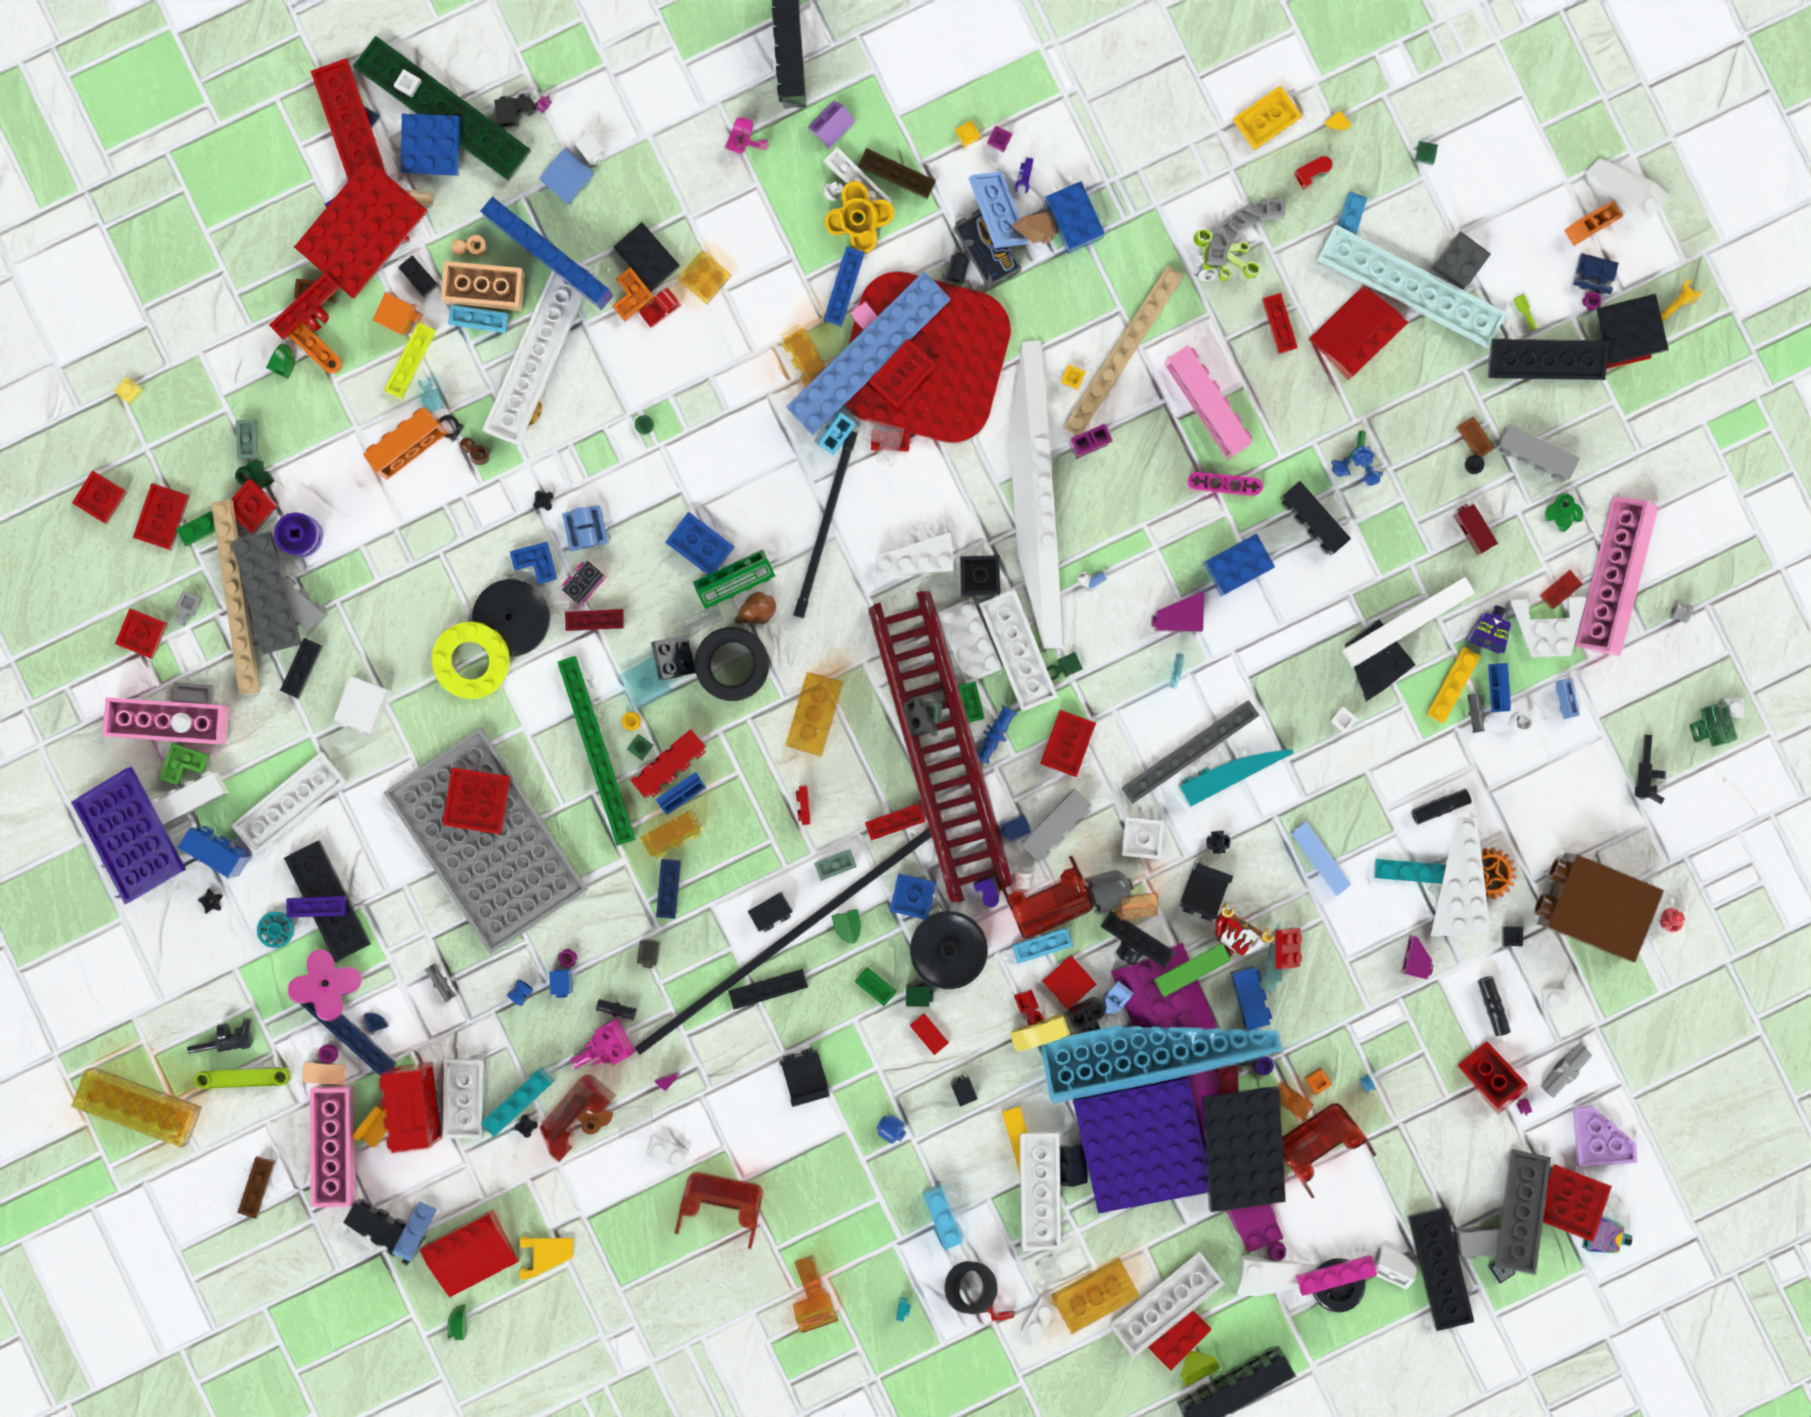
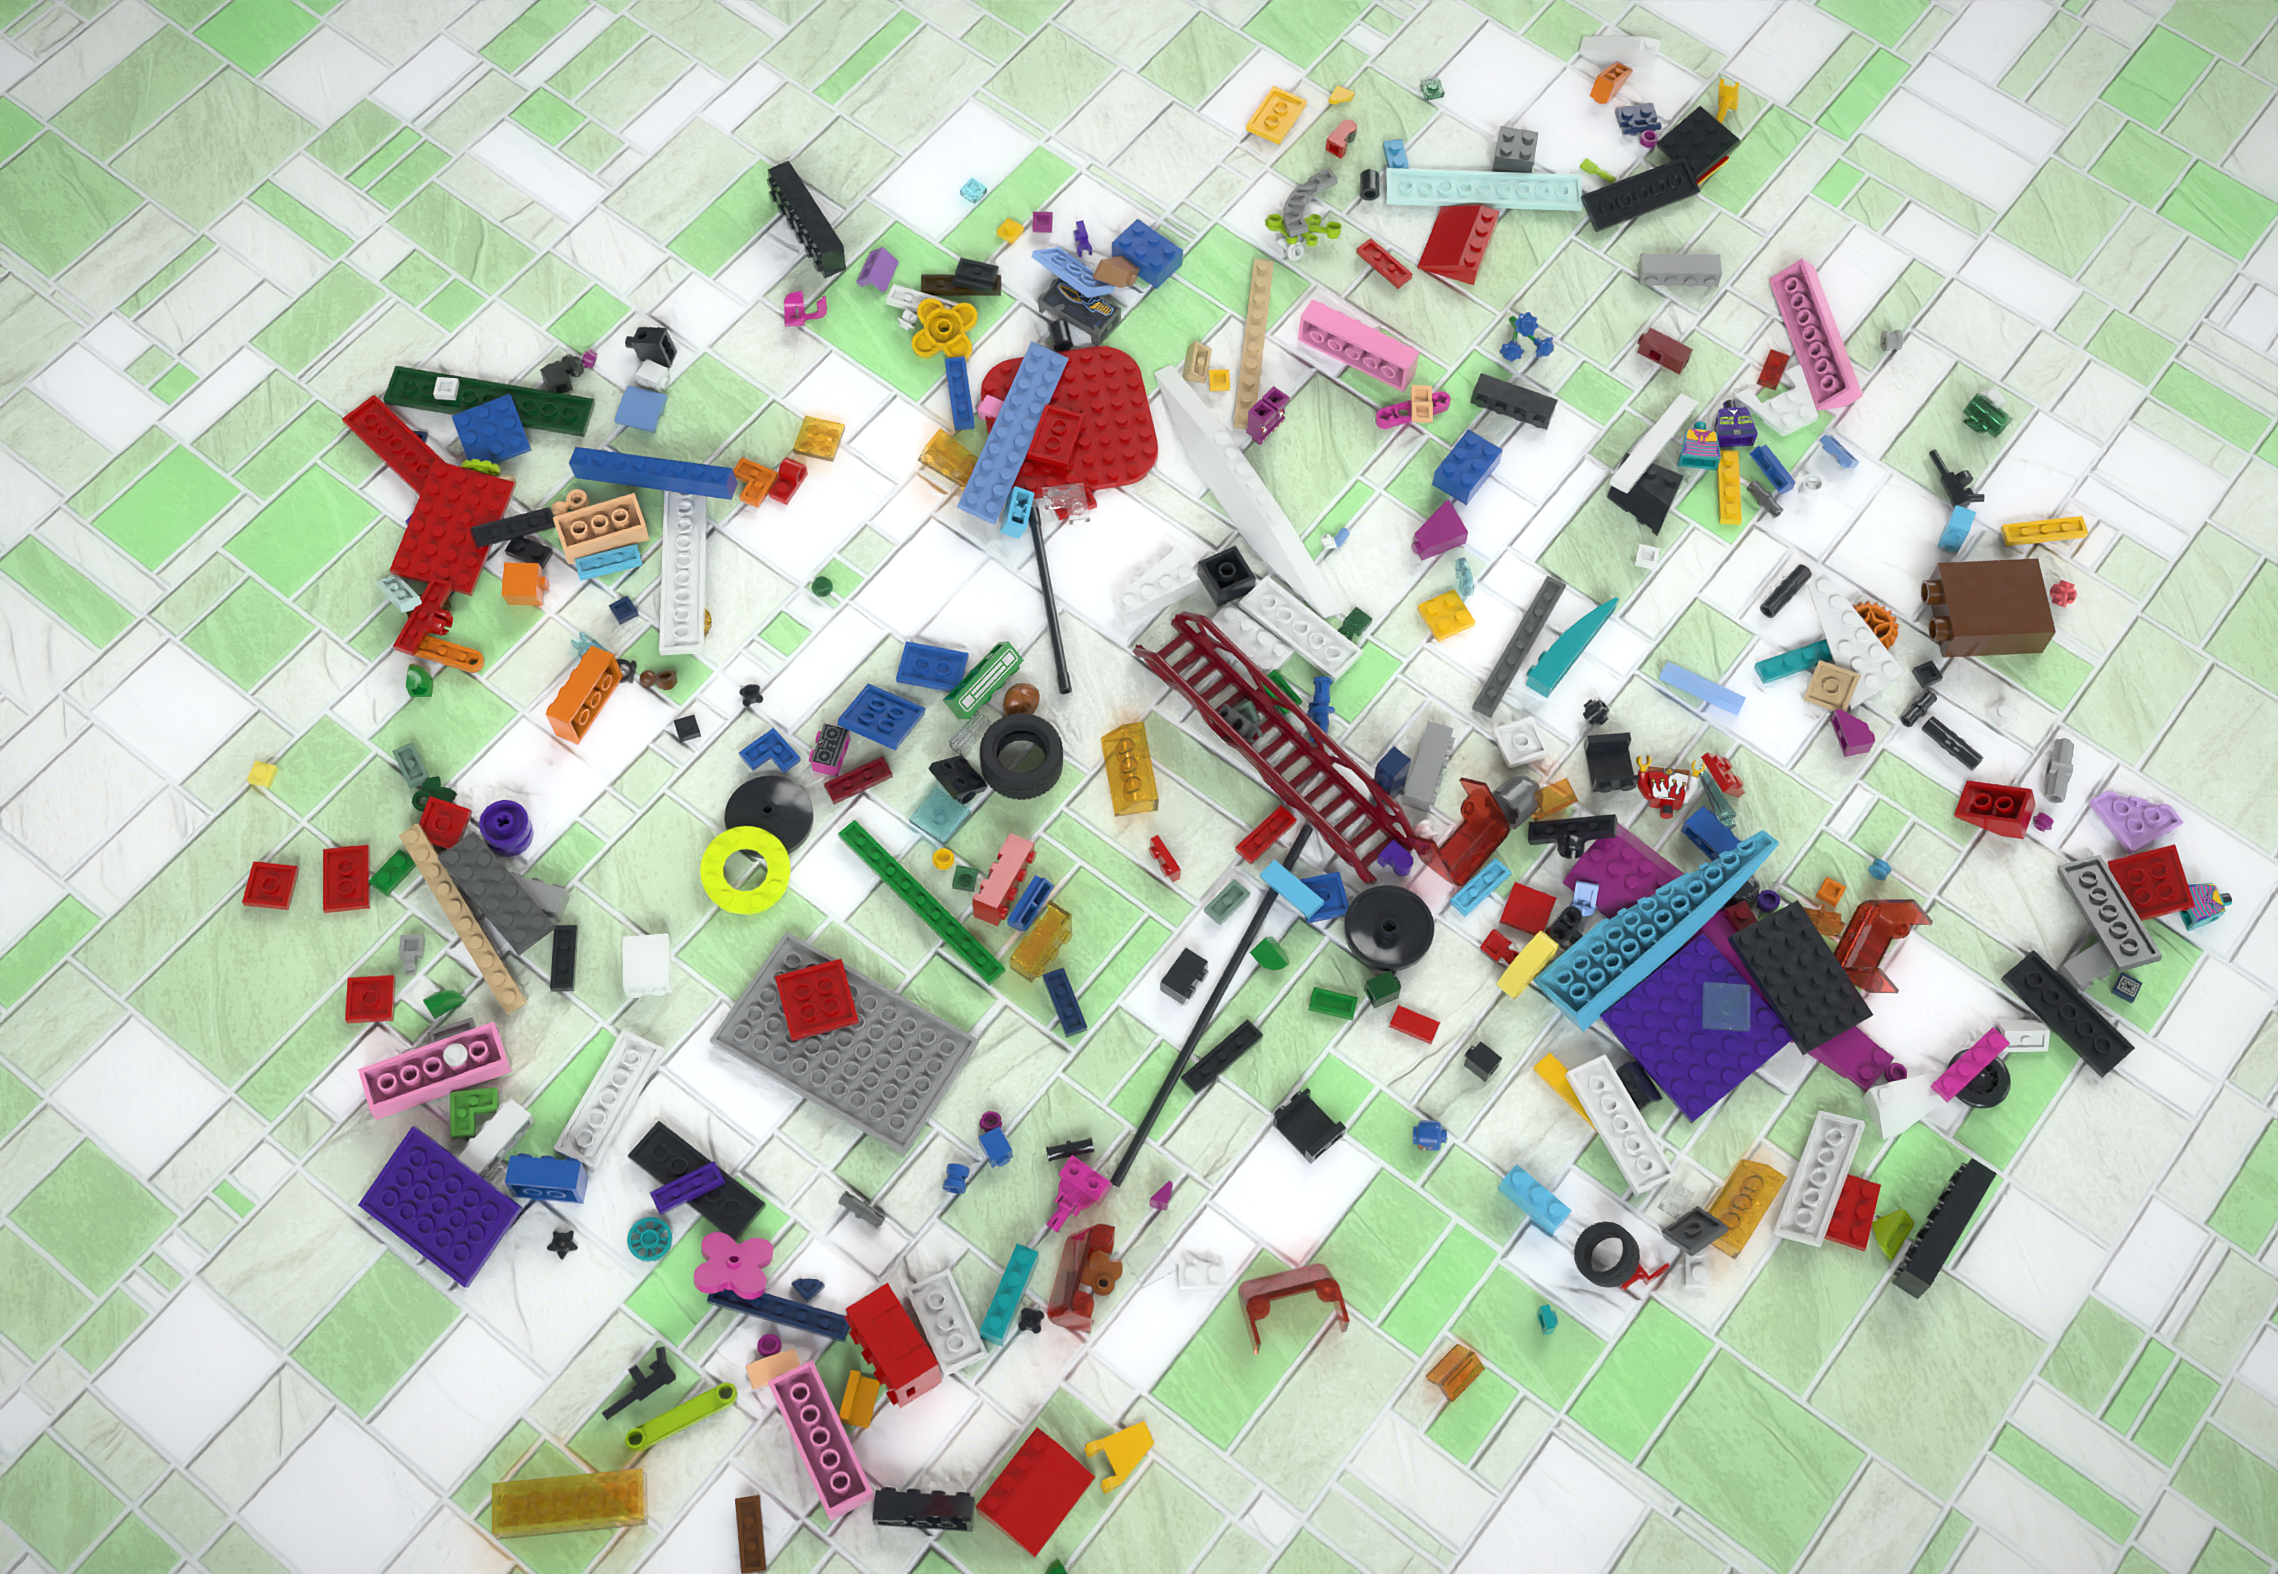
camera: 25 degrees left, 25 degrees down
(195, 660) = (443, 1001): none -> green brick
(293, 274) = (399, 593): none -> light aqua plate
(402, 179) = (482, 467): none -> lime wheel
(410, 252) = (512, 527): none -> black tile
(410, 360) = (553, 628): neon yellow tile -> none
(414, 1231) = (960, 1488): medium blue plate -> none
(473, 370) = (623, 610): none -> dark blue tile
(479, 506) = (687, 728): none -> black plate
(585, 528) = (806, 700): medium blue plate -> none
(600, 117) = (653, 344): none -> black torso
(636, 574) = (881, 716): none -> blue plate
(646, 256) = (752, 443): black plate -> none
(648, 952) = (1076, 1074): clear smoke brick -> none
(810, 1277) = (1430, 1334): clear orange panel -> none
(889, 881) = (1291, 889): none -> medium azure tile
(911, 174) = (975, 275): none -> black plate
(955, 74) = (973, 191): none -> clear light blue plate
(1048, 1300) = (1694, 1231): none -> dark grey tile
(1063, 349) = (1196, 363): none -> tan slope
(1067, 743) = (1396, 689): red plate -> none
(1146, 693) = (1446, 615): none -> yellow plate
(1170, 1147) = (1726, 1006): none -> clear light blue plate
(1192, 970) = (1643, 831): bright green tile -> none
(1232, 486) = (1421, 404): none -> light nougat slope
(1311, 234) = (1369, 185): none -> black brick
(1424, 913) = (1832, 687): none -> tan plate
(1449, 638) = (1700, 448): none -> teal torso
(1474, 464) = (1630, 302): black plate -> none
(1475, 437) = (1616, 283): dark orange tile -> none
(1486, 963) = (1918, 709): none -> black pin
(1564, 515) = (1735, 309): green plate -> none
(1618, 822) = (1956, 529): none -> medium azure brick
(1695, 854) = (2044, 531): none -> yellow plate

